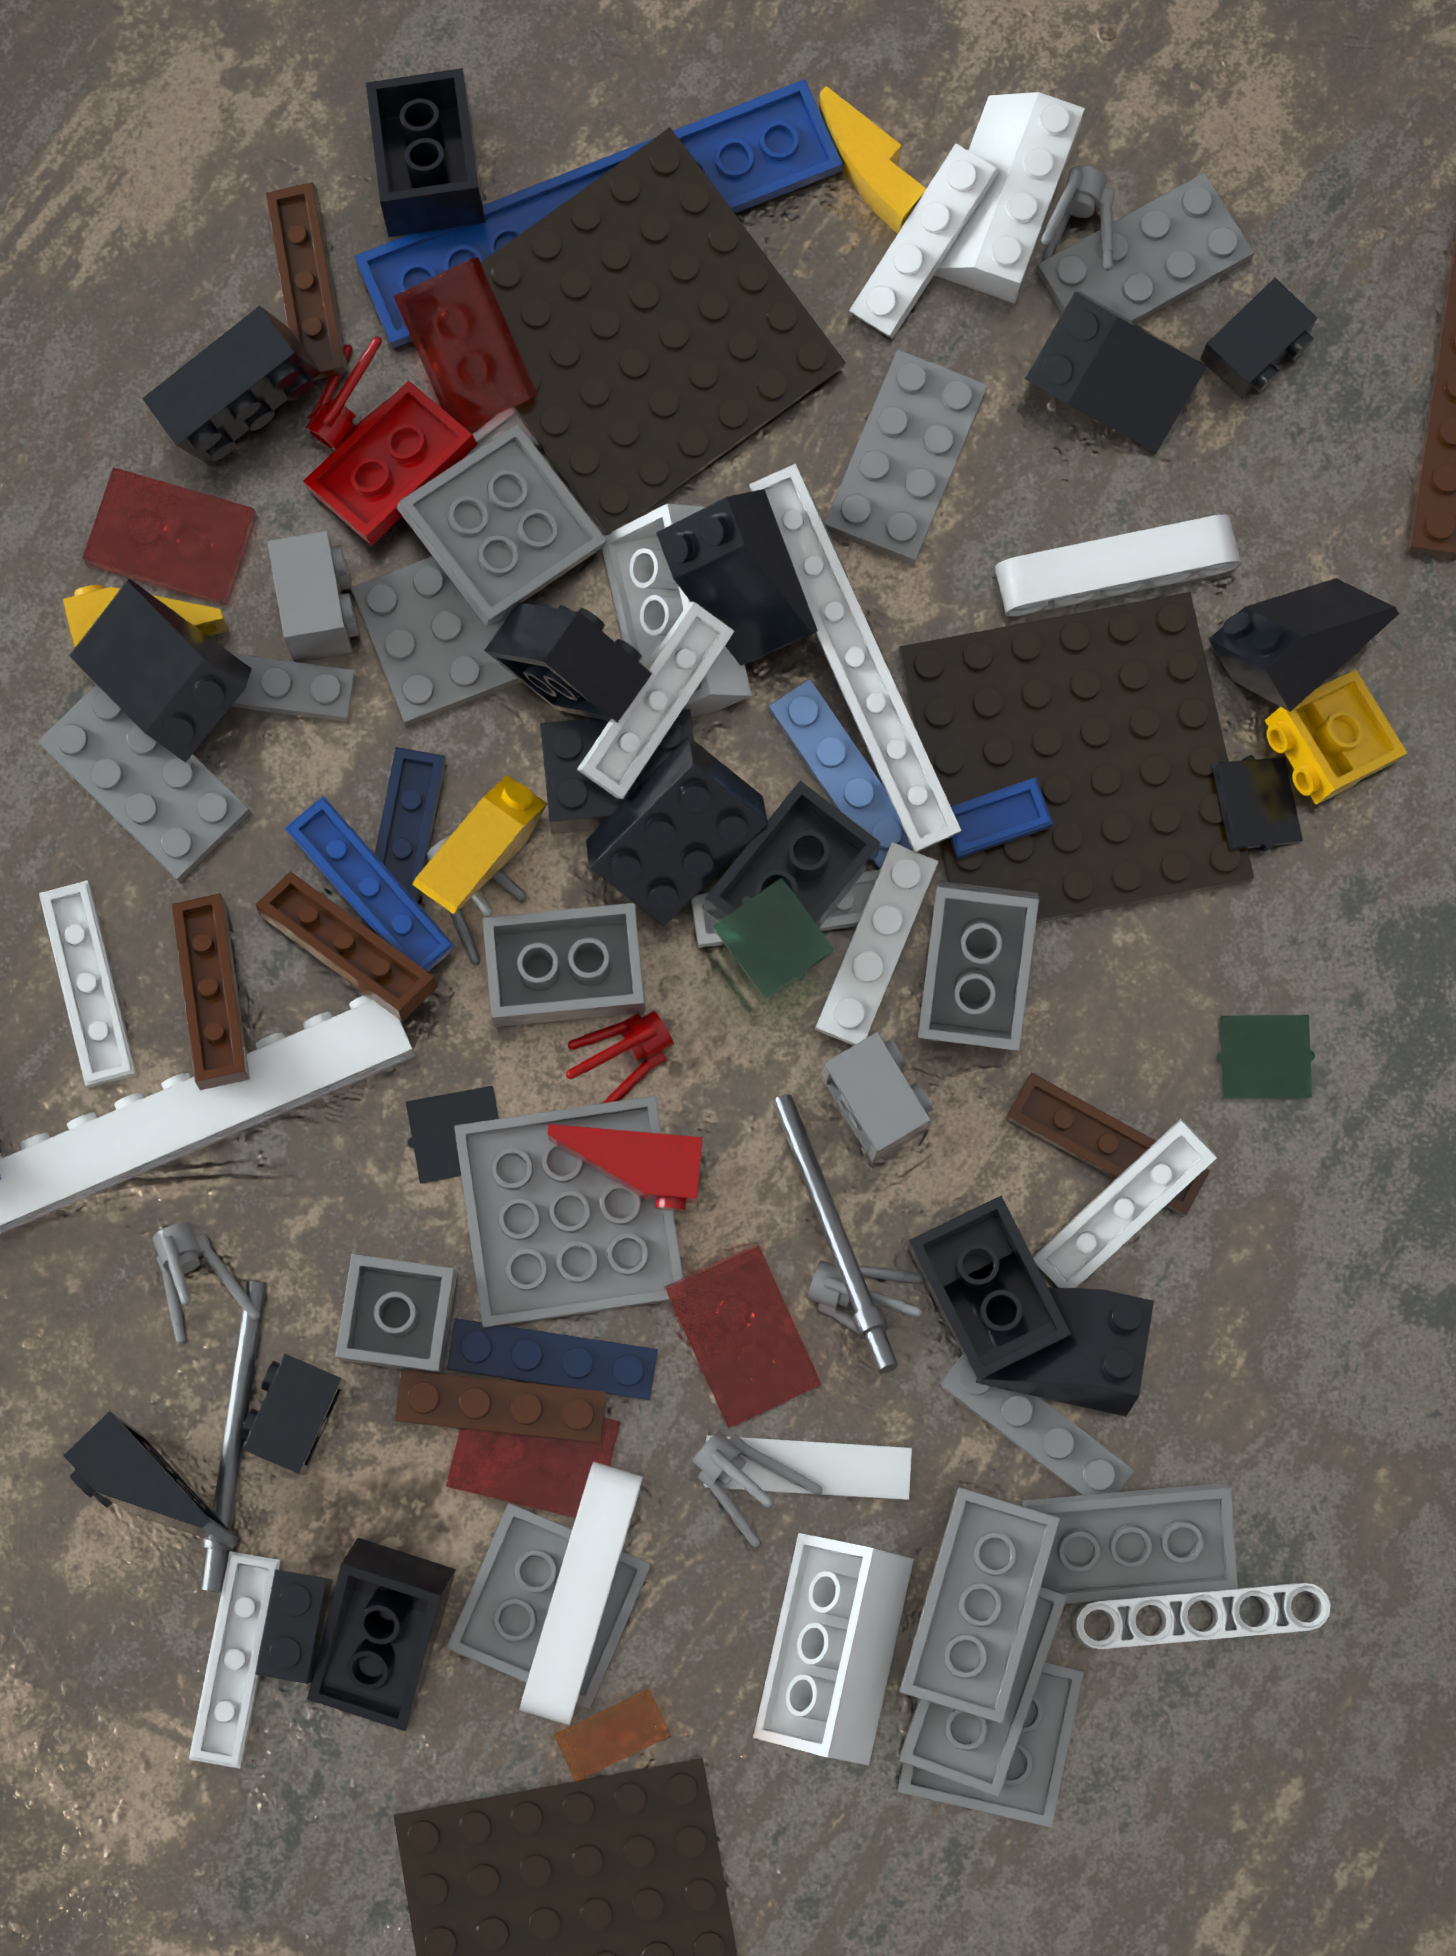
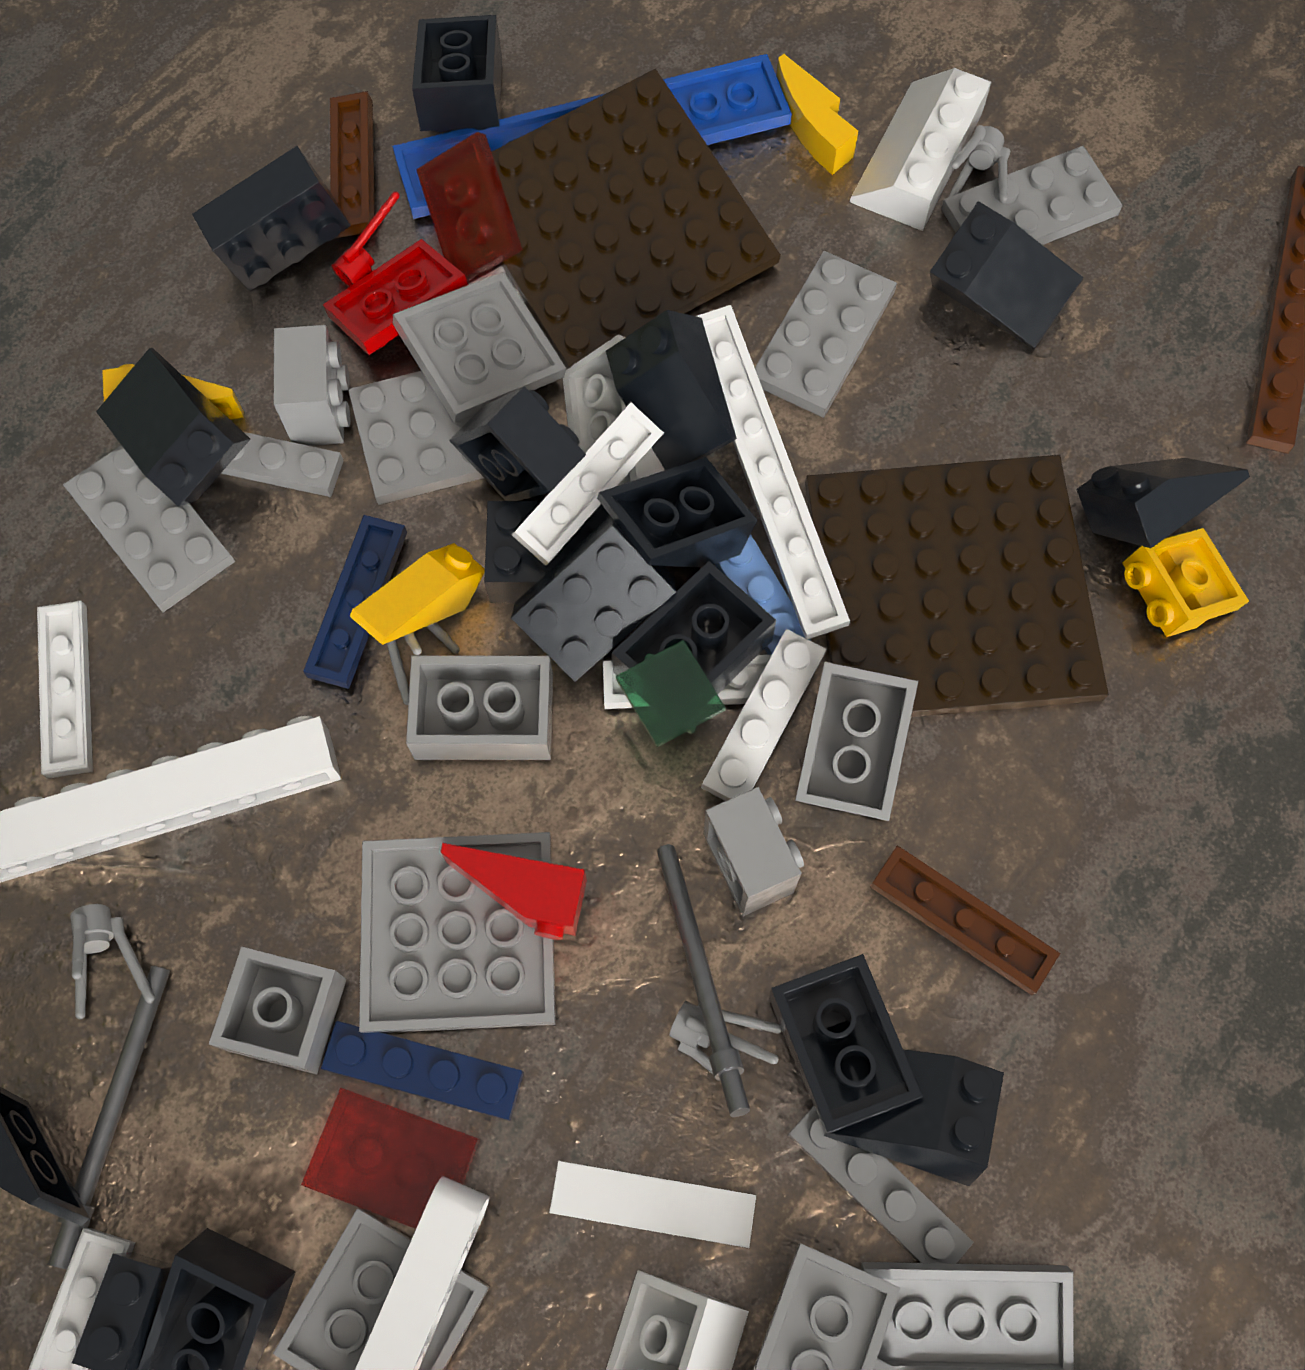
camera: 10 degrees right, 10 degrees down
(169, 535) = (208, 338): clear red tile -> none
(210, 992) = (161, 702): reddish brown plate -> none
(292, 1413) = (166, 1098): black brick -> none
(346, 946) = (291, 673): reddish brown plate -> none
(368, 885) = (321, 627): blue tile -> none
(434, 1133) = (344, 845): black piece -> none
(501, 1406) = (365, 1111): reddish brown plate -> none
(641, 1037) = (545, 781): red plant -> none
(722, 1461) = (568, 1189): light grey plant -> none
(742, 1335) = (604, 1066): clear red tile -> none
(763, 729) = (681, 516): none -> black slope
(924, 241) = (852, 171): white plate -> none
(1000, 818) = (884, 619): blue tile -> none
(1117, 565) = (998, 427): white beam -> none
(1124, 1206) = (979, 978): white plate -> none
(1257, 803) = (1113, 631): black piece -> none
(1259, 338) = (1126, 266): black brick -> none
(1265, 1057) = (1113, 855): clear green piece -> none

